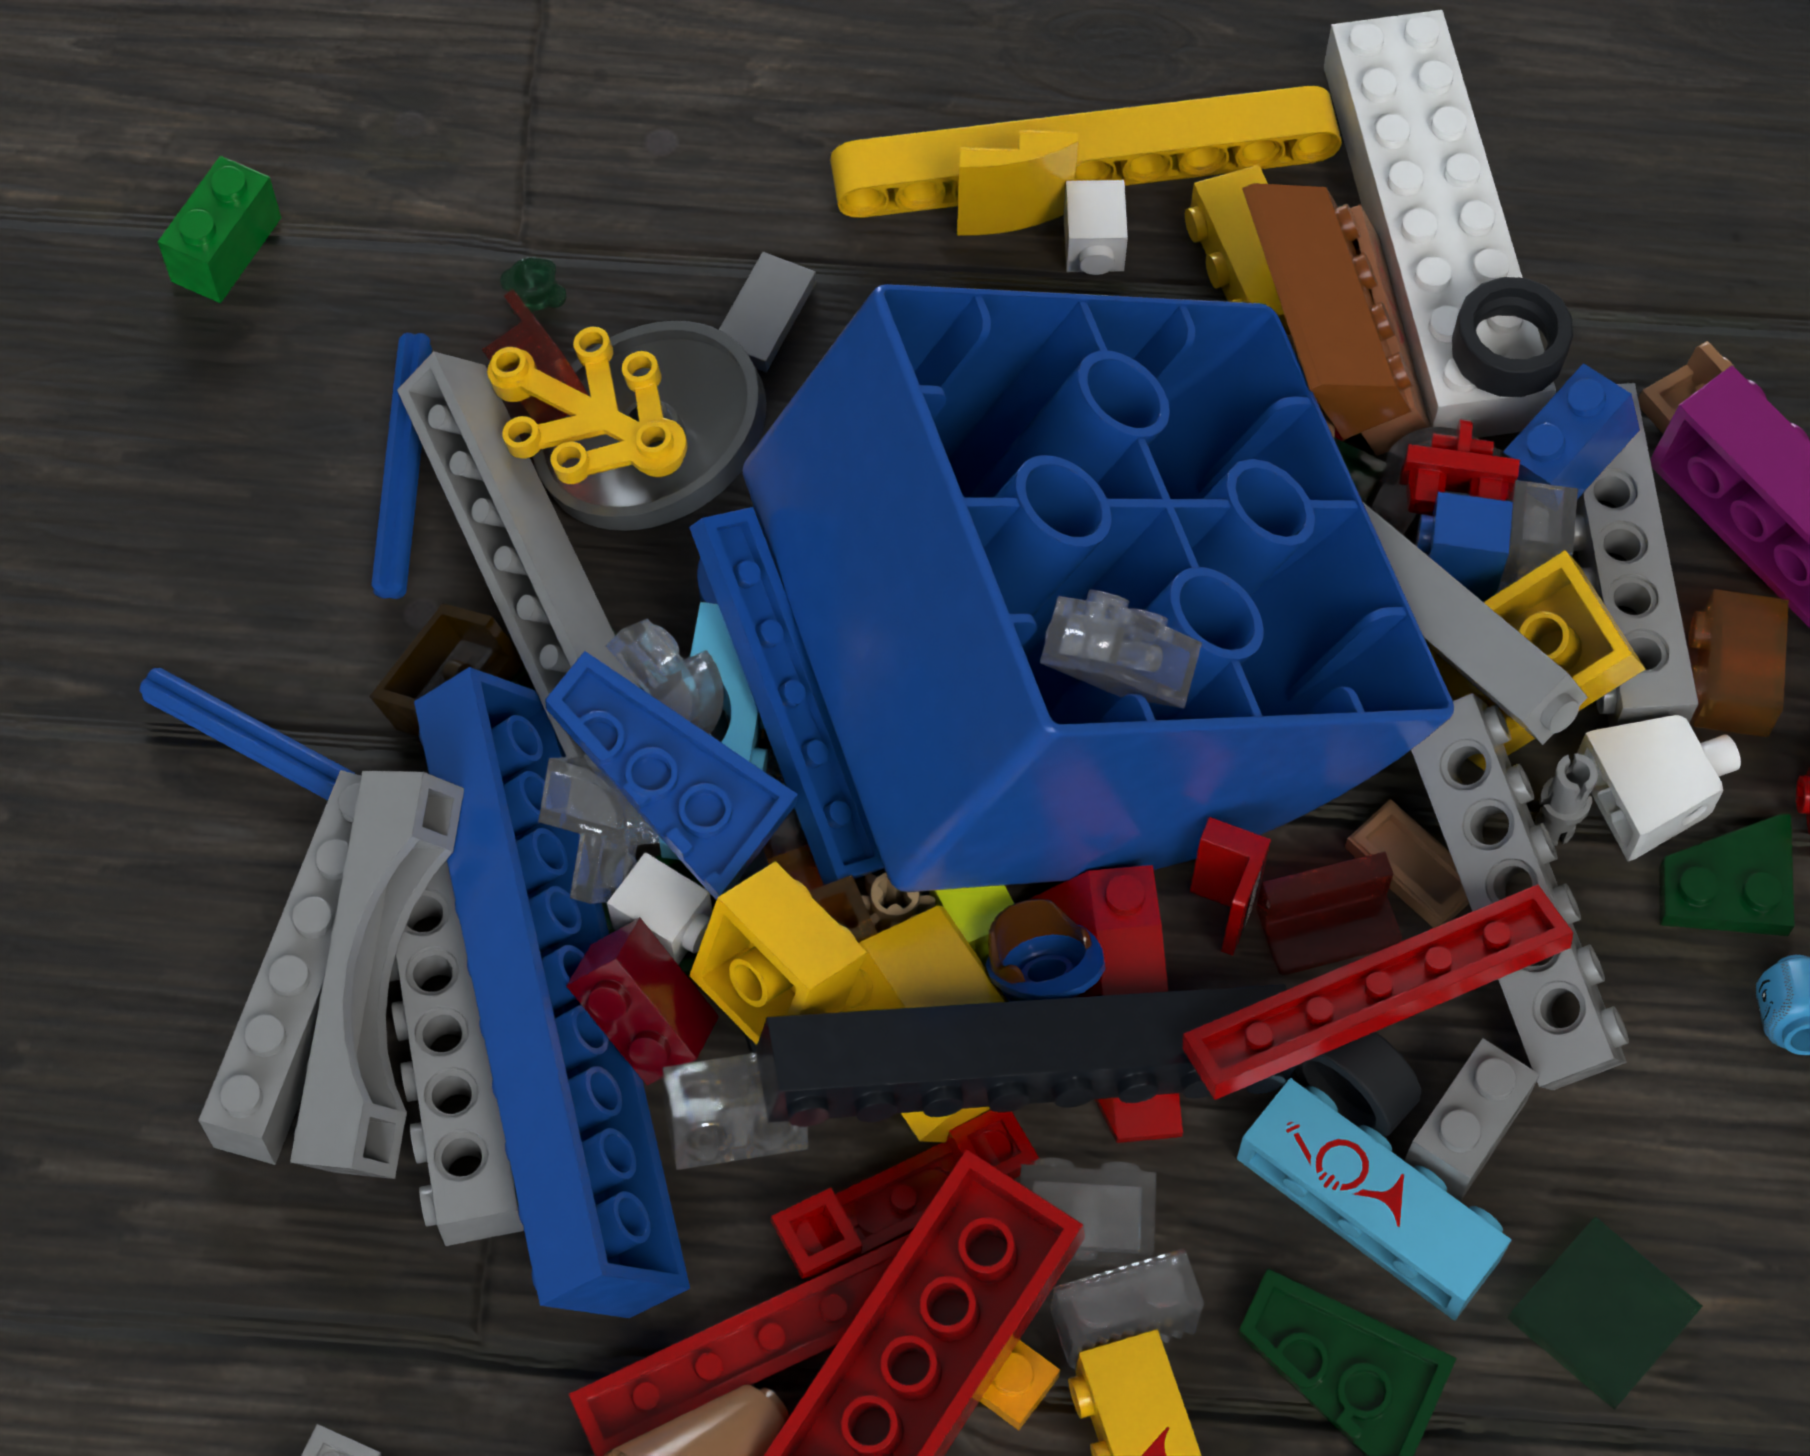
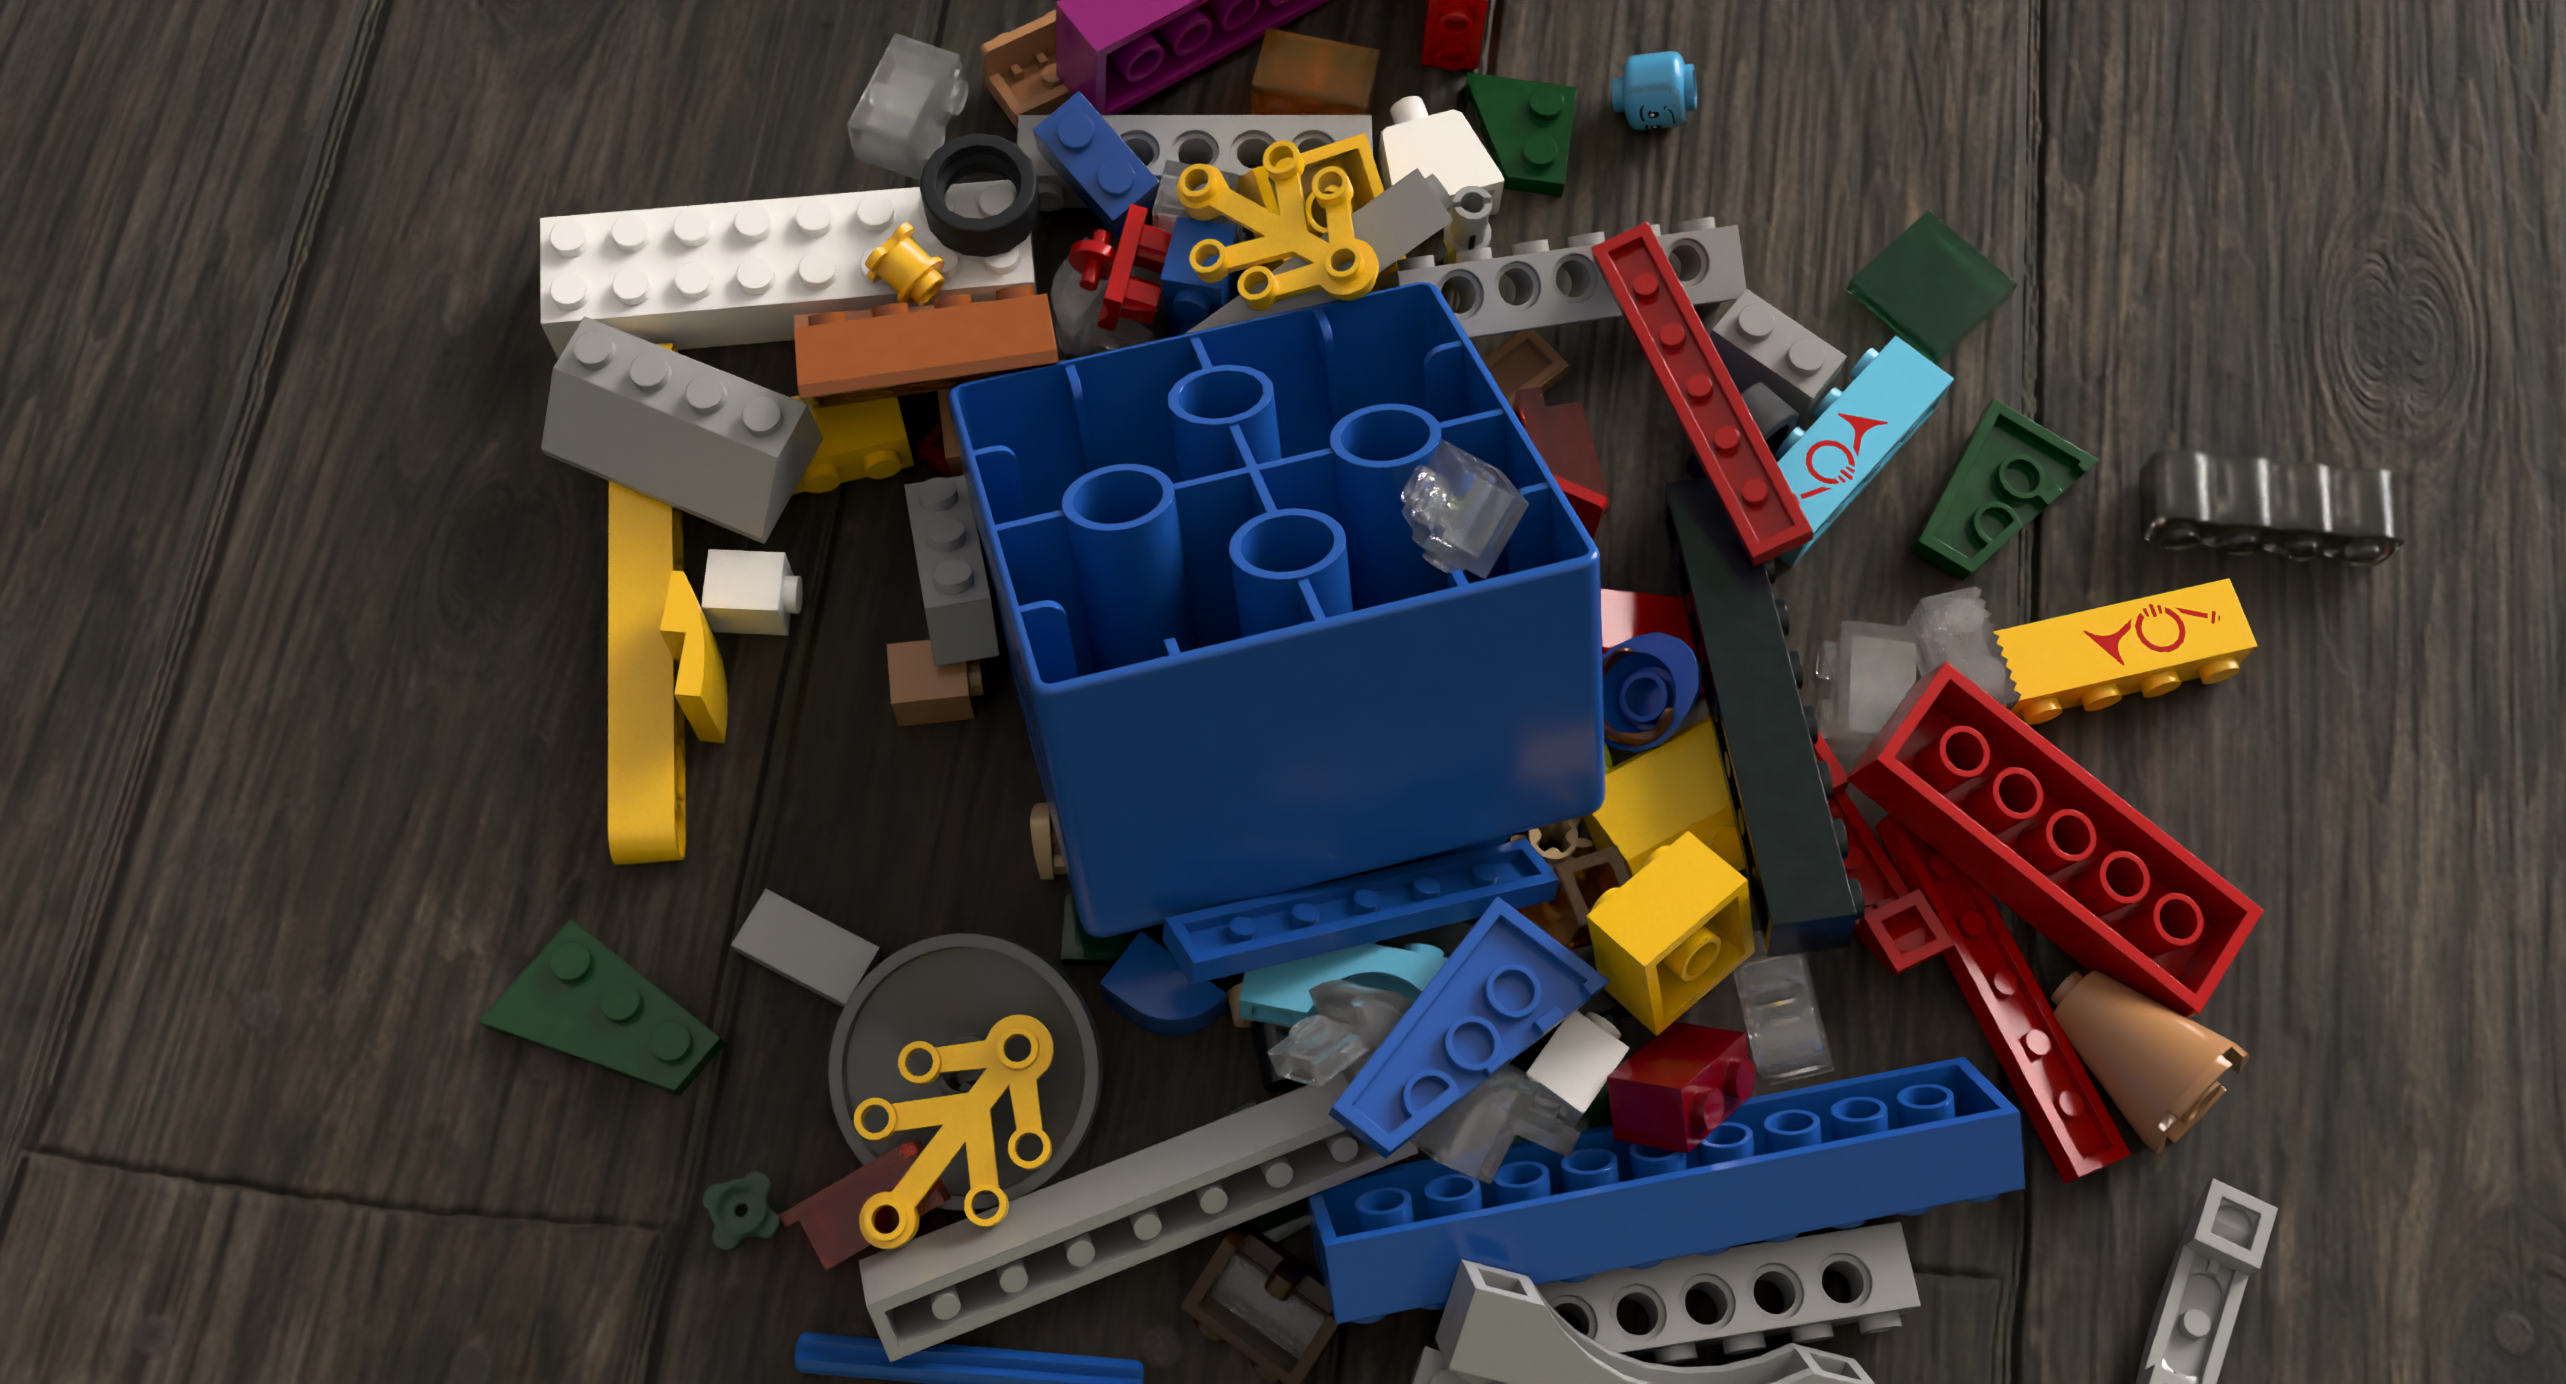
camera: 90 degrees left, 5 degrees up
(700, 174) = (603, 1011): none -> dark green wing
(1231, 133) = (677, 429): none -> light grey slope
(1420, 283) = (906, 267): none -> yellow brick
(1451, 622) = (1280, 235): none -> yellow plant
(1640, 300) = (907, 106): none -> clear brick

